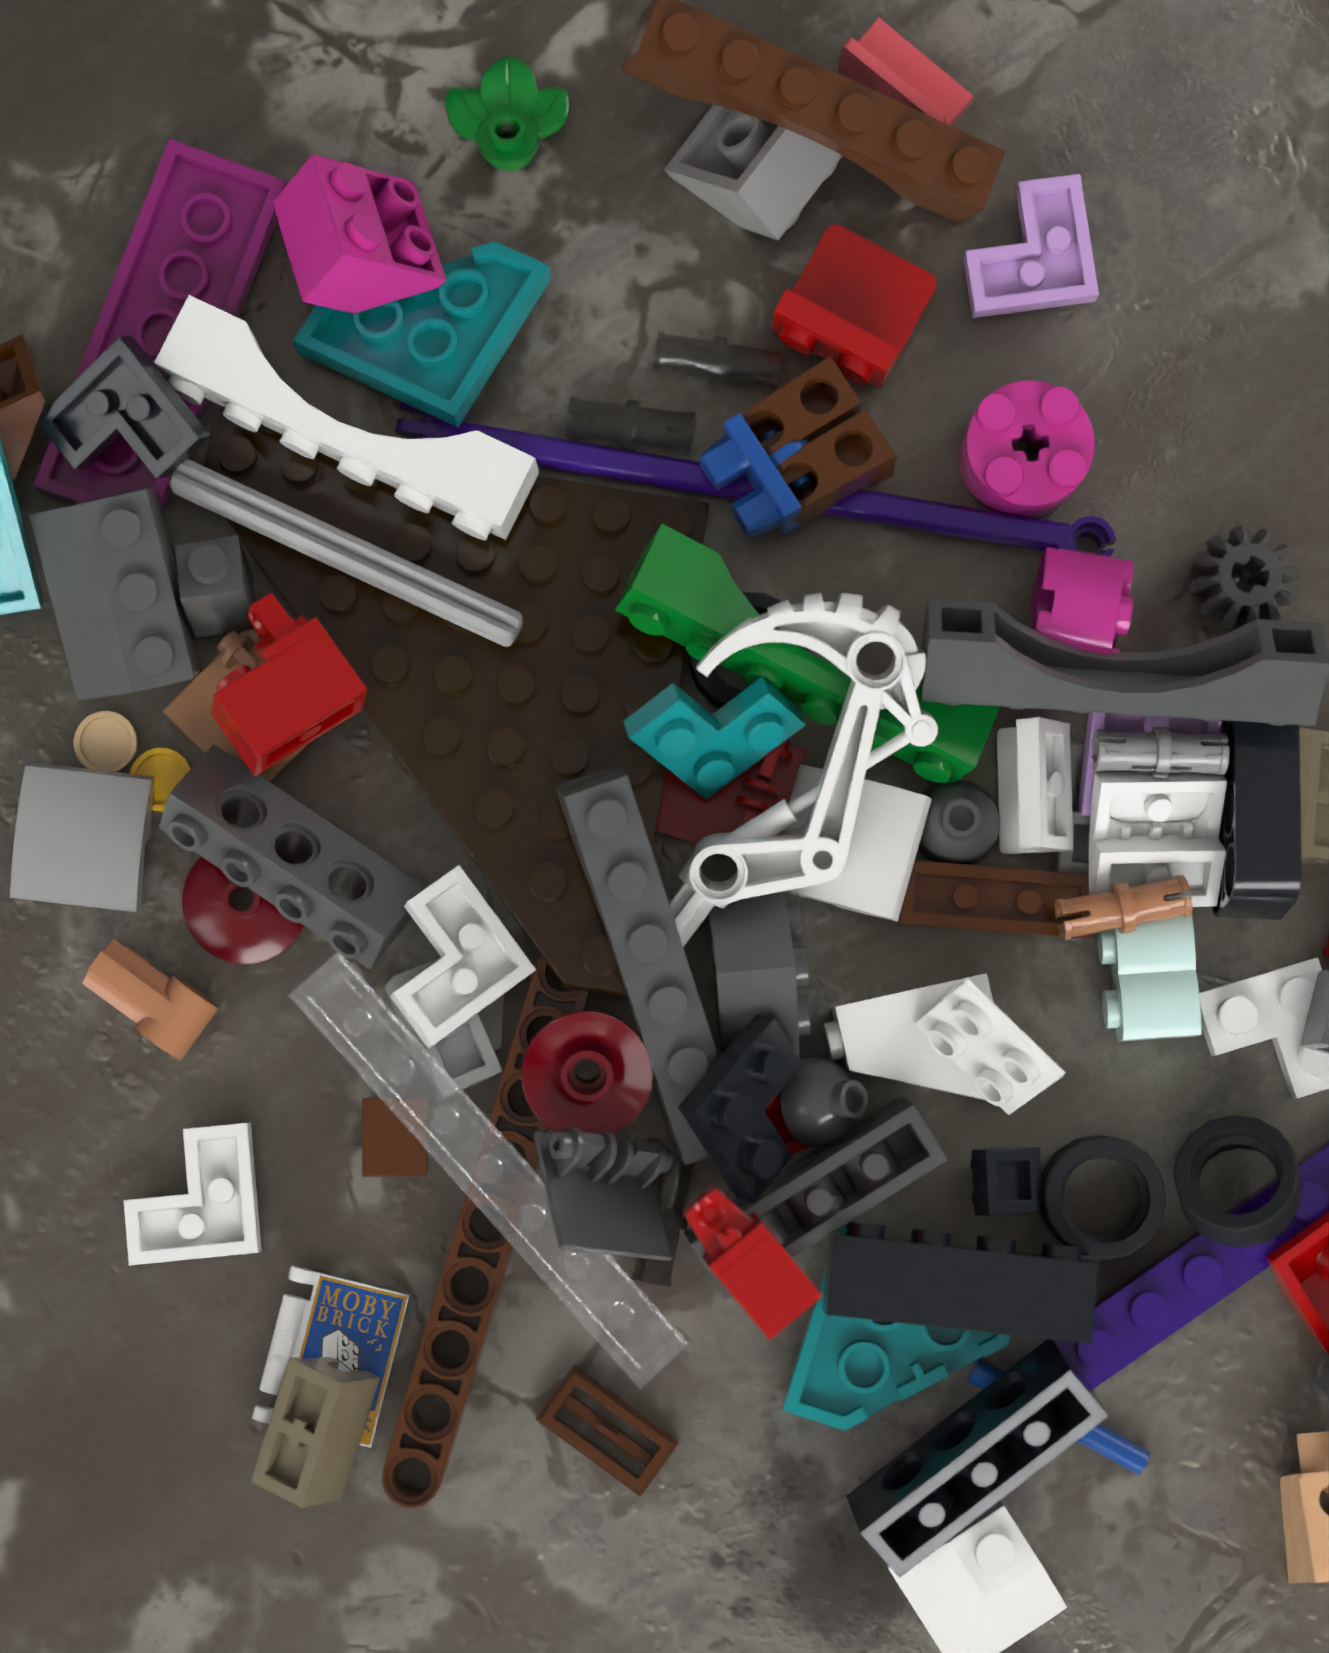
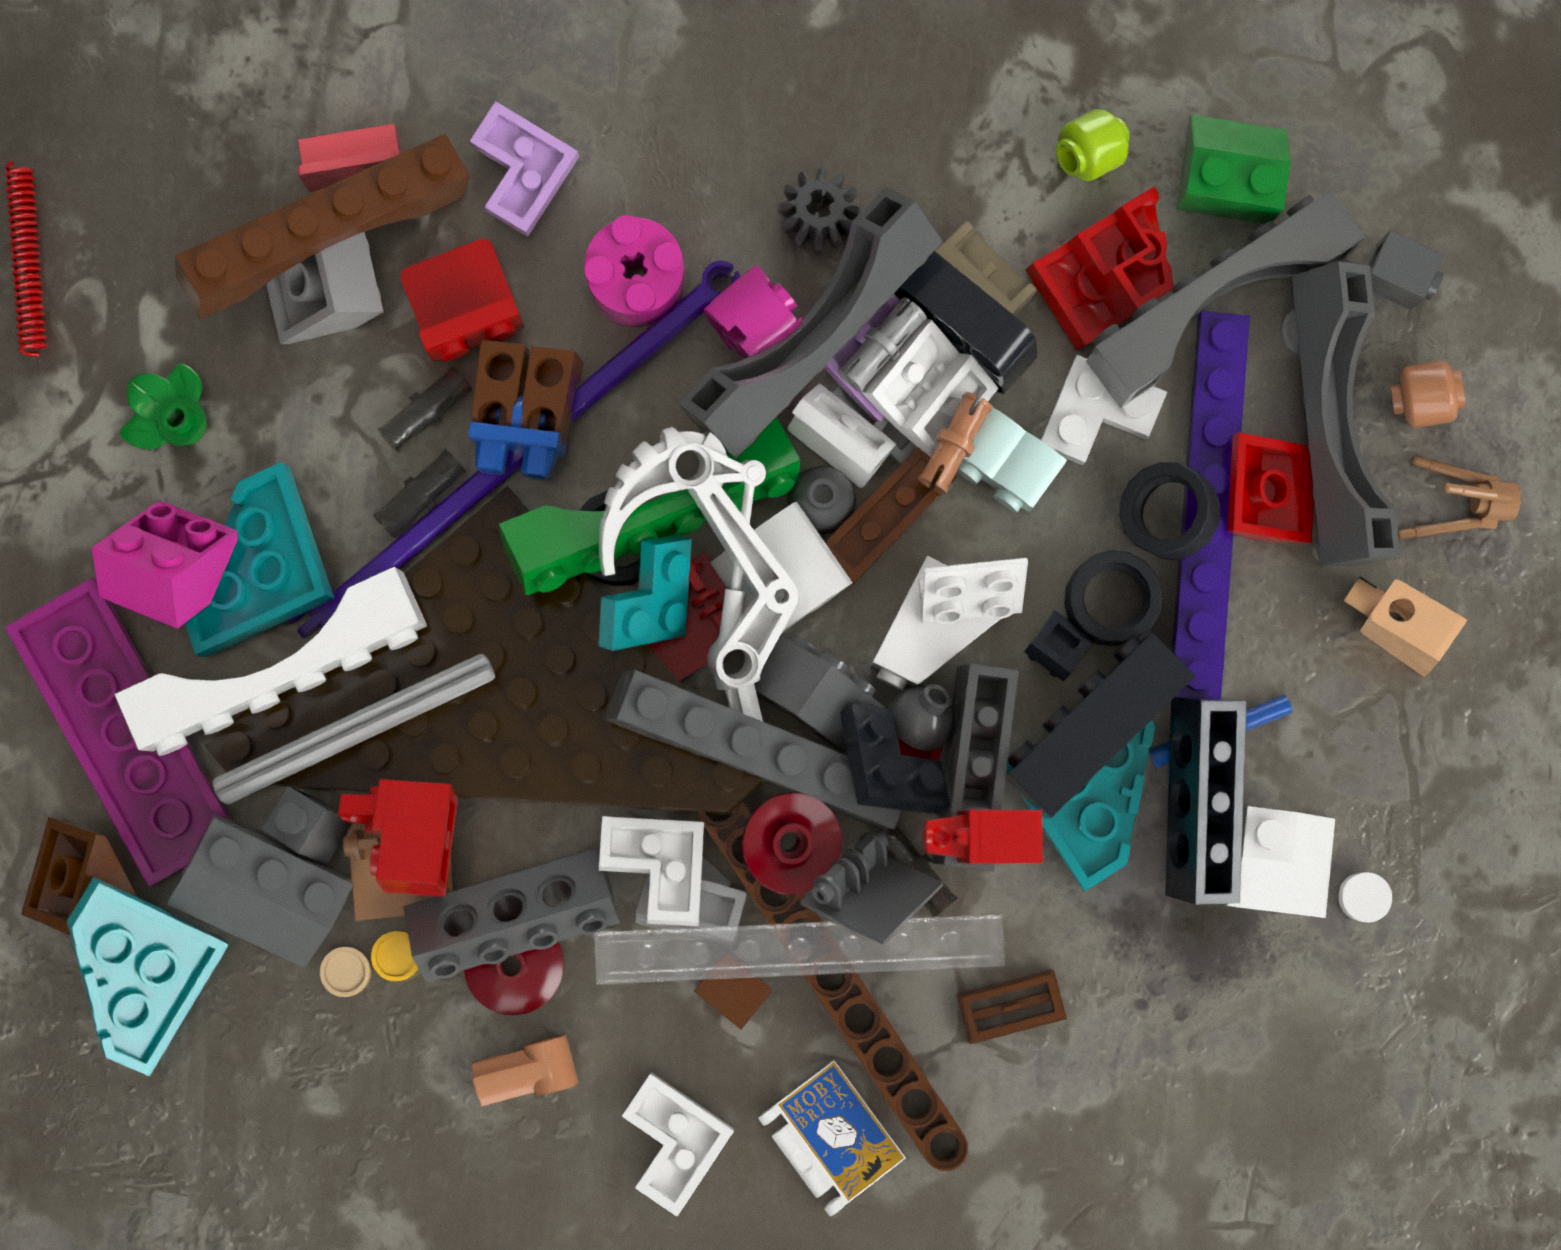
camera: 55 degrees left, 0 degrees up
(81, 837) = (391, 1033): light grey slope -> none
(126, 398) = (147, 782): black plate -> none
(314, 1431) = (869, 1184): dark tan hinge -> none

